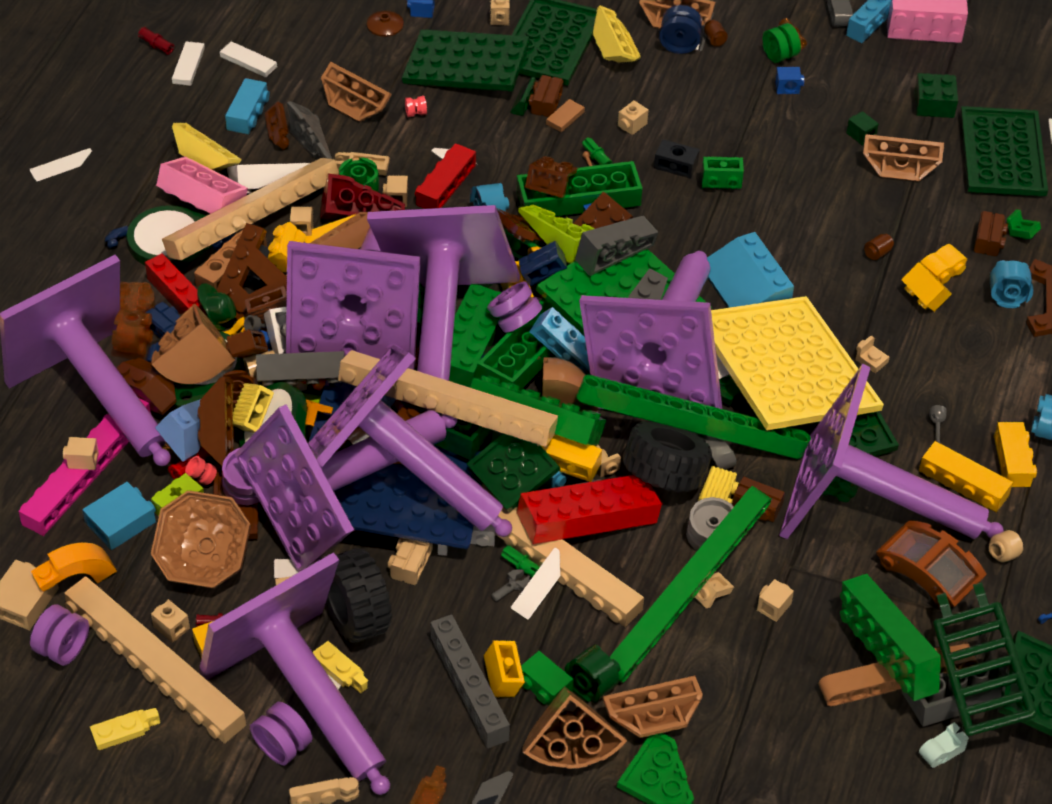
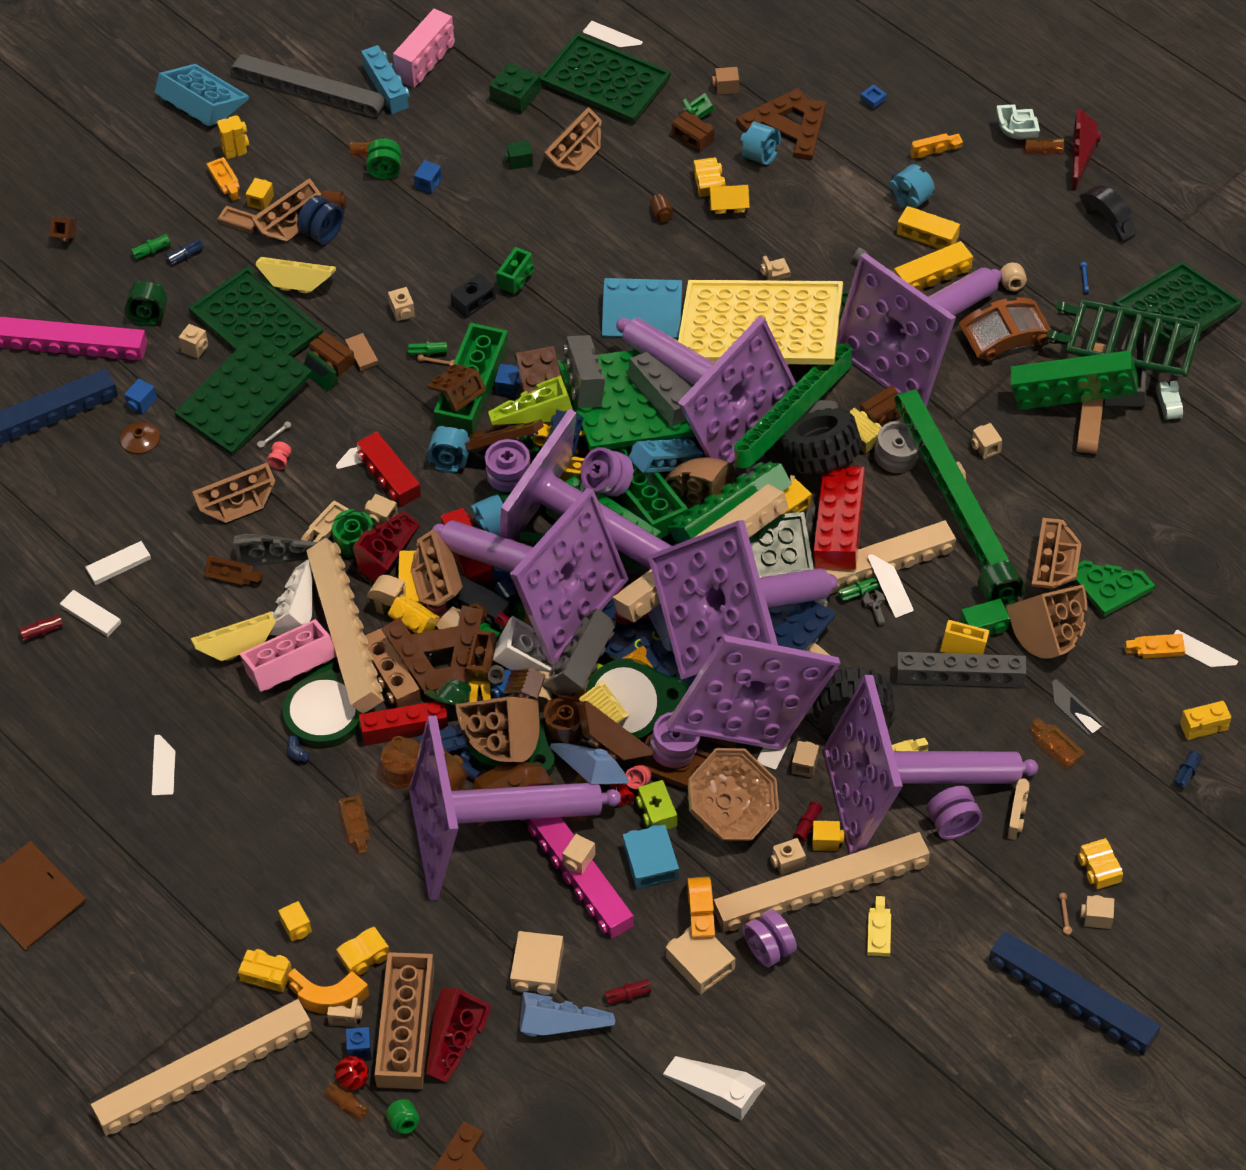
camera: 60 degrees left, 5 degrees up
(247, 106) = (190, 585): dark azure brick -> none
(454, 101) = (261, 444): none -> light grey hinge

